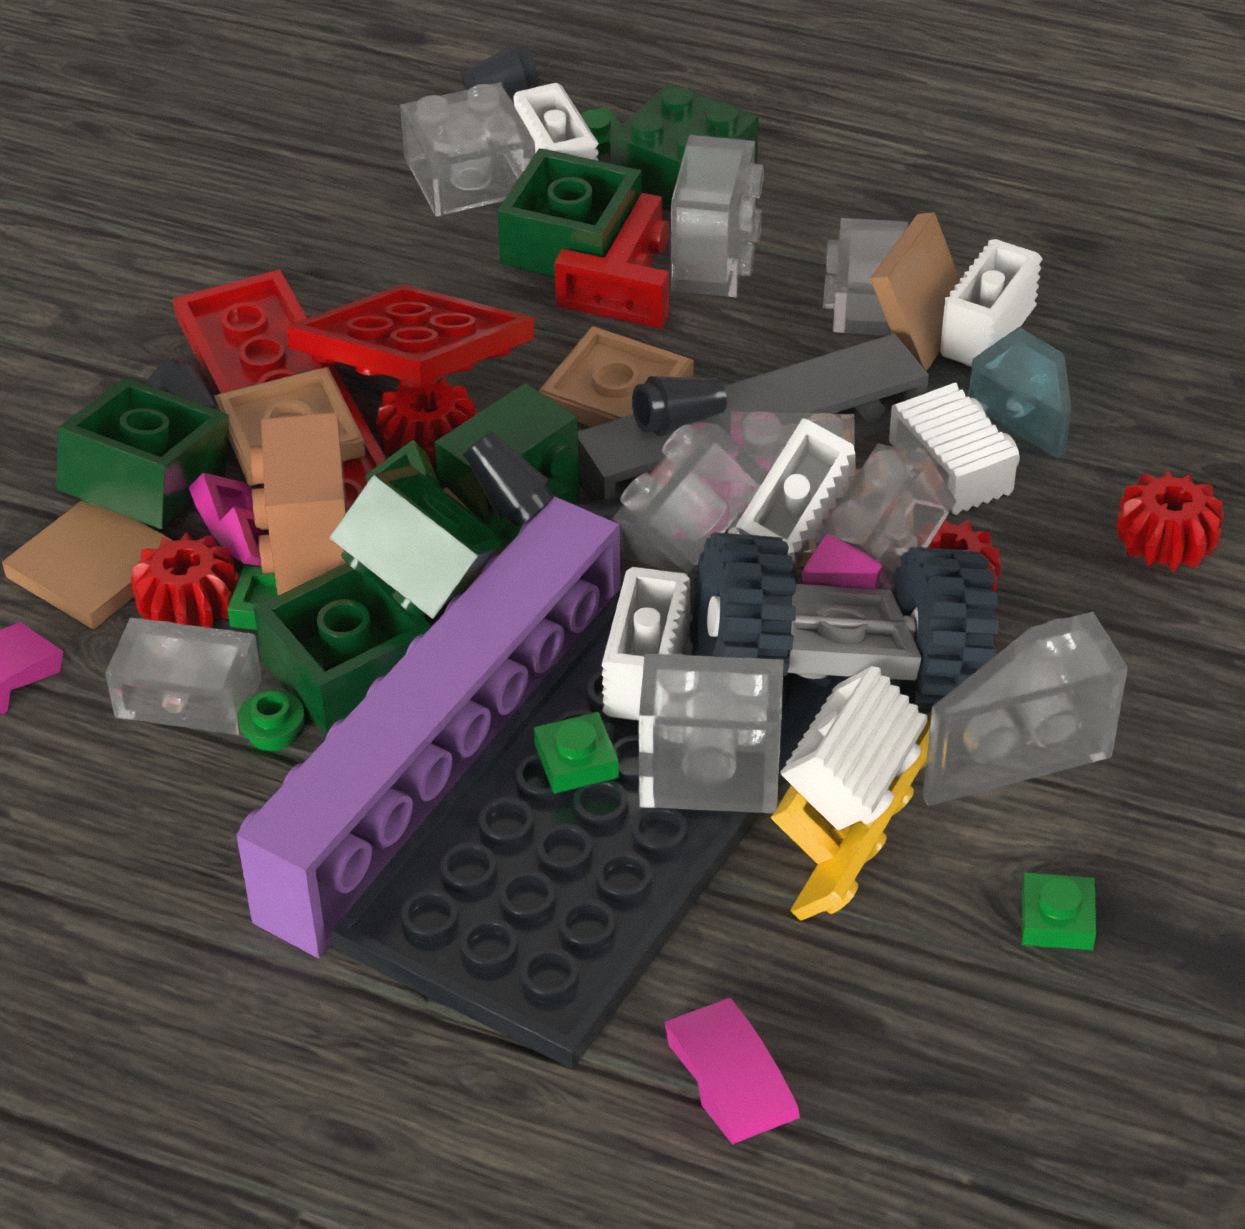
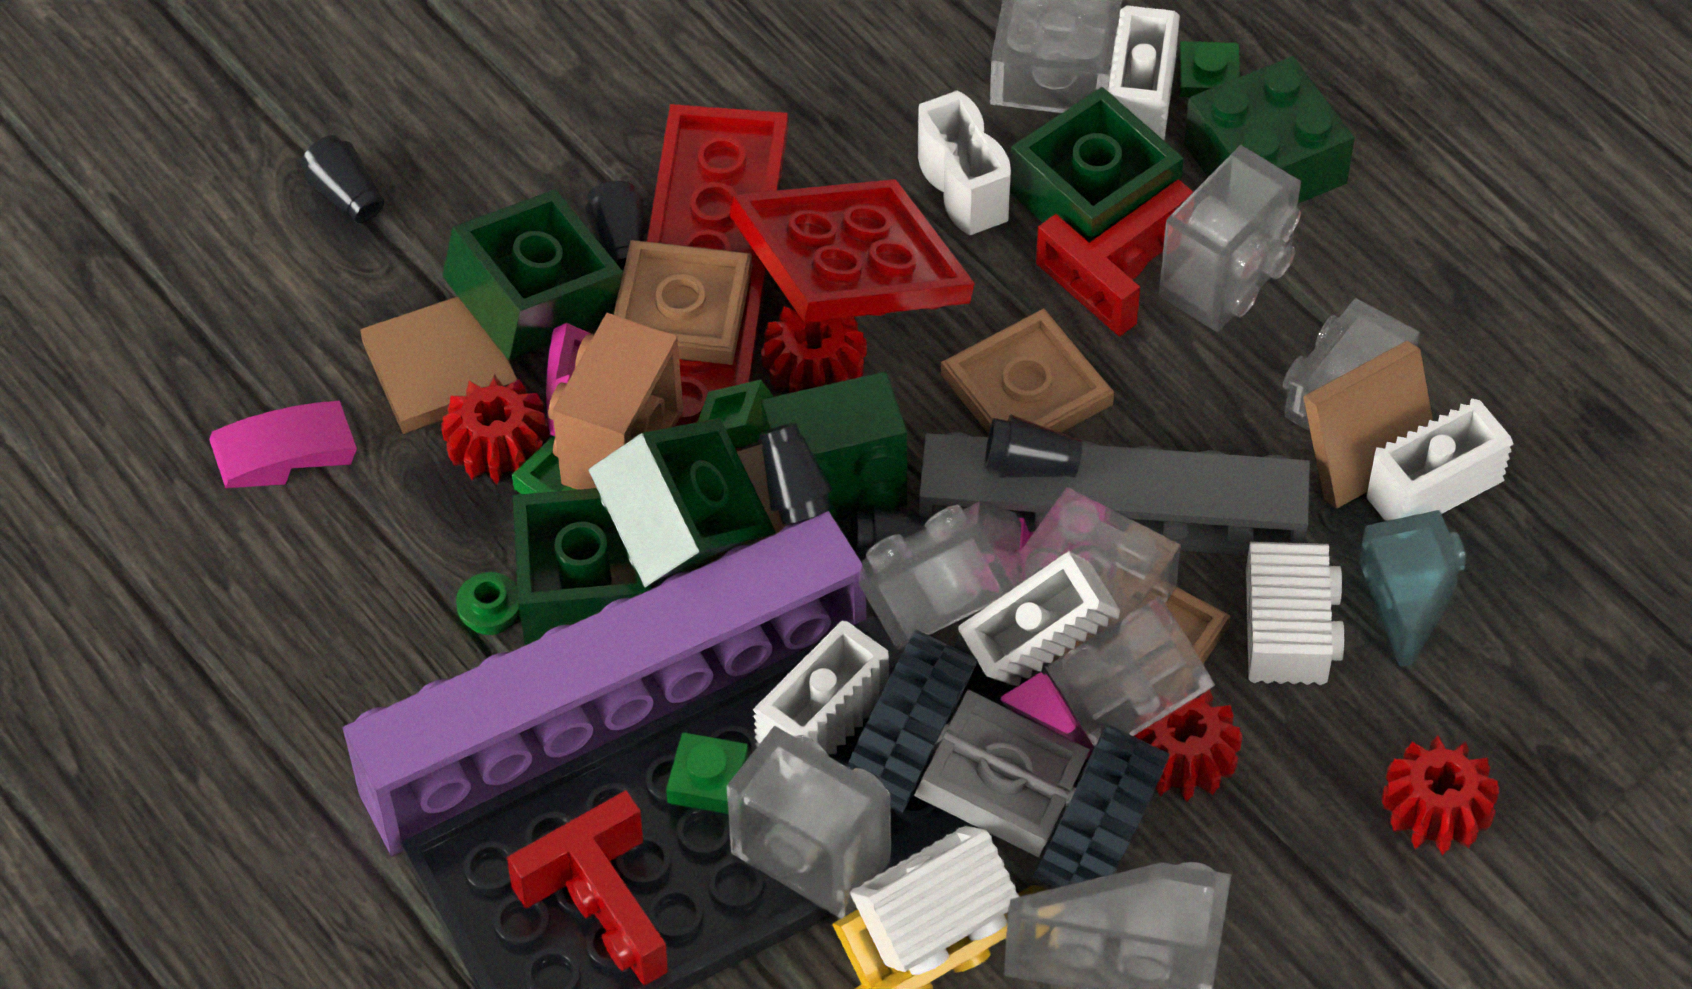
camera: 30 degrees right, 10 degrees up
(183, 675) = (437, 522): clear brick -> none
(457, 246) = (963, 162): none -> white brick
(552, 874) = (579, 858): none -> red bracket

